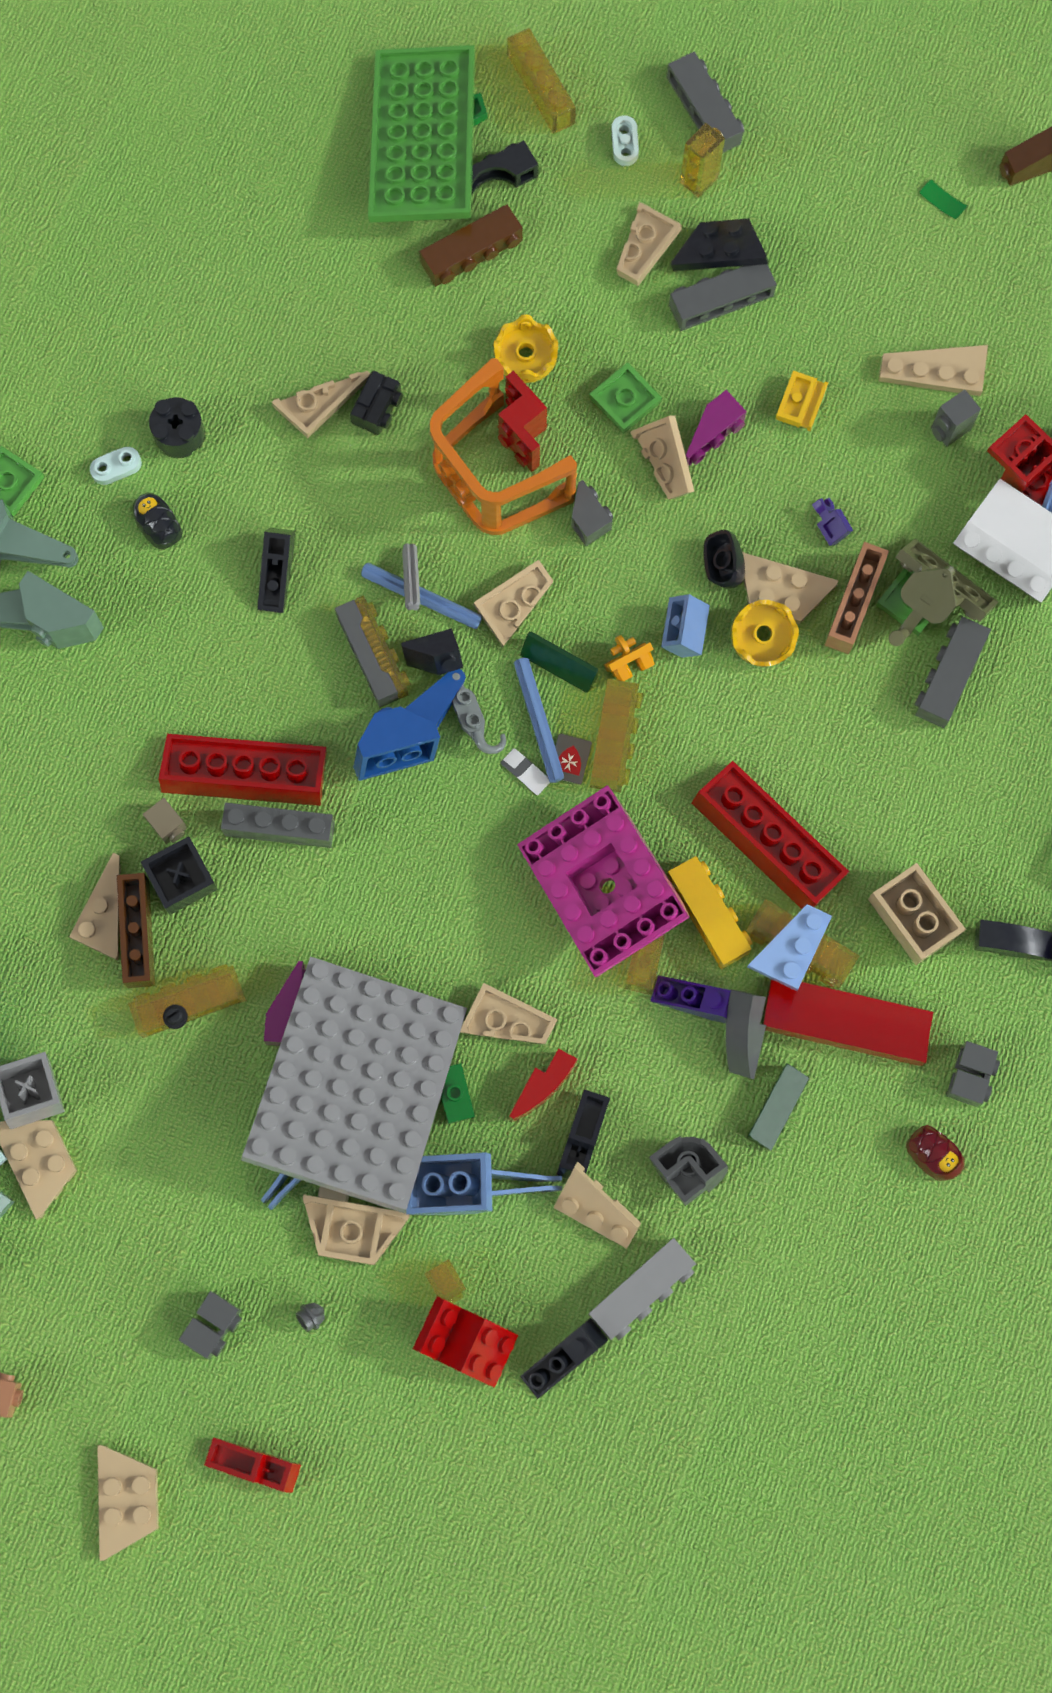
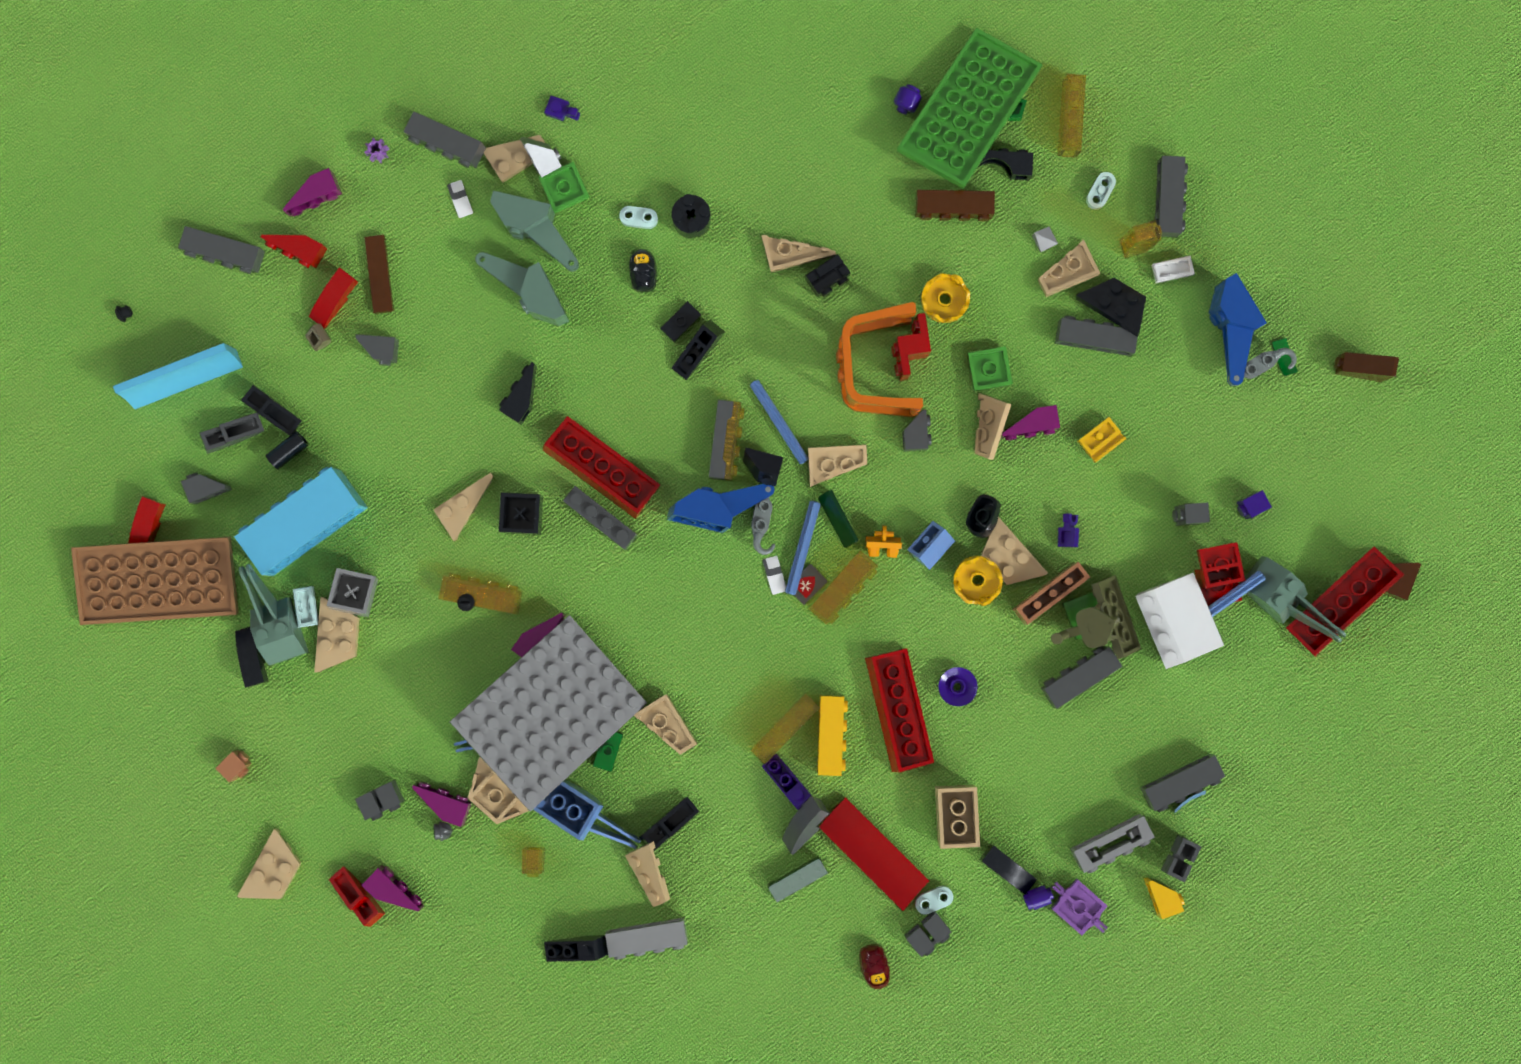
camera: 30 degrees right, 10 degrees up
(99, 750) = (520, 401): none -> black slope
(135, 930) = (474, 532): reddish brown brick -> none
(165, 821) = (533, 473): dark tan brick -> none
(236, 552) = (680, 322): none -> black plate
(280, 1429) = (387, 888): none -> magenta slope
(299, 1281) = (446, 806): none -> magenta slope
(346, 165) = (907, 99): none -> dark purple head
(411, 576) = (779, 407): light grey axle -> none
(465, 1341) = (522, 904): red bracket -> none
(543, 1084) = (664, 779): red slope -> none
(582, 853) = (771, 653): dark pink slope -> none
(595, 227) = (1044, 239): none -> light grey slope
(689, 1167) = (719, 883): dark grey brick -> none
(759, 177) = (1173, 269): none -> white plate
(793, 948) = (866, 792): light blue wing -> none
(822, 755) = (967, 690): none -> dark purple dish
(831, 958) = (876, 790): clear yellow brick -> none
(864, 183) = (1238, 318): none -> blue slope
(937, 369) = (1207, 473): tan wing -> none
(954, 1031) = (933, 897): none -> light aqua plate
(1016, 371) = (1253, 505): none -> dark purple brick

